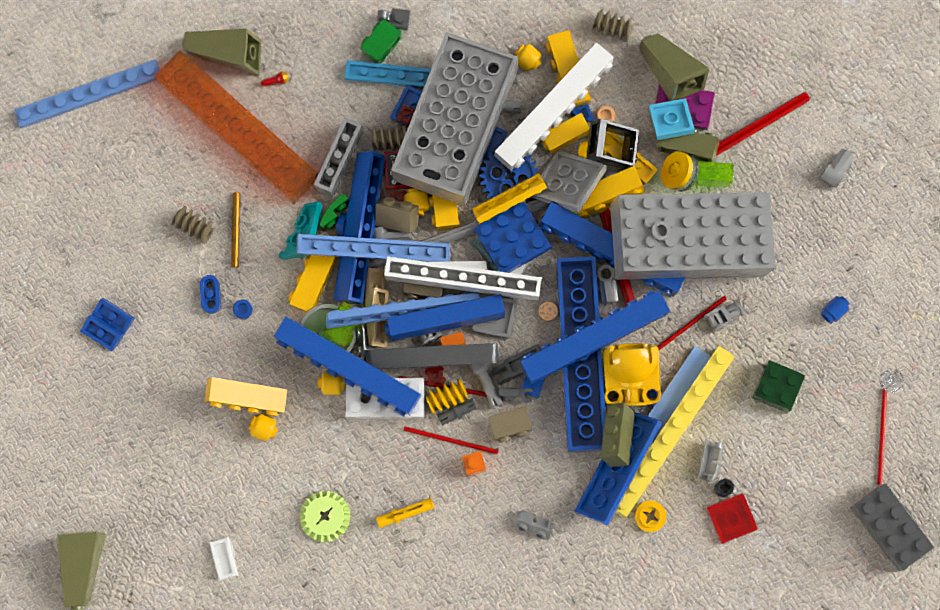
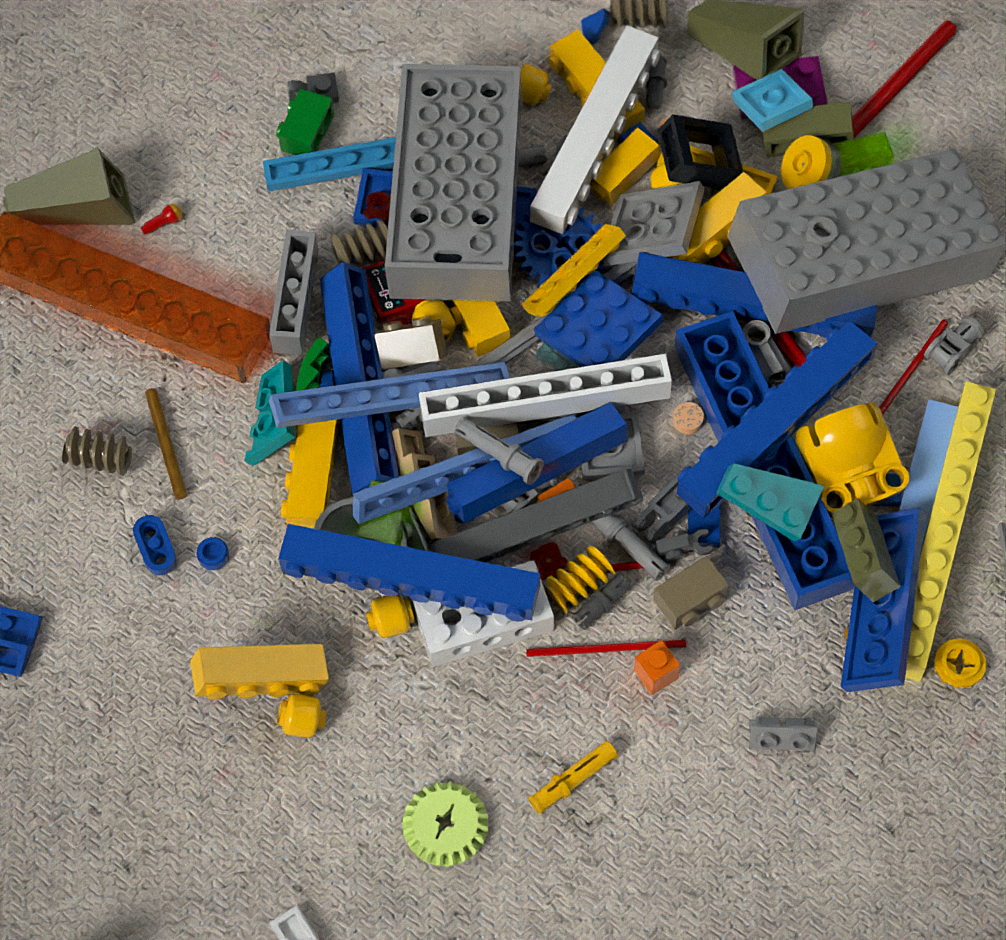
camera: 20 degrees left, 15 degrees down
(428, 314) = (510, 456): none -> light grey pin
(572, 388) = (771, 497): none -> teal wing
(581, 27) = (594, 25): none -> blue tile
(606, 80) = (656, 84): none -> dark grey axle

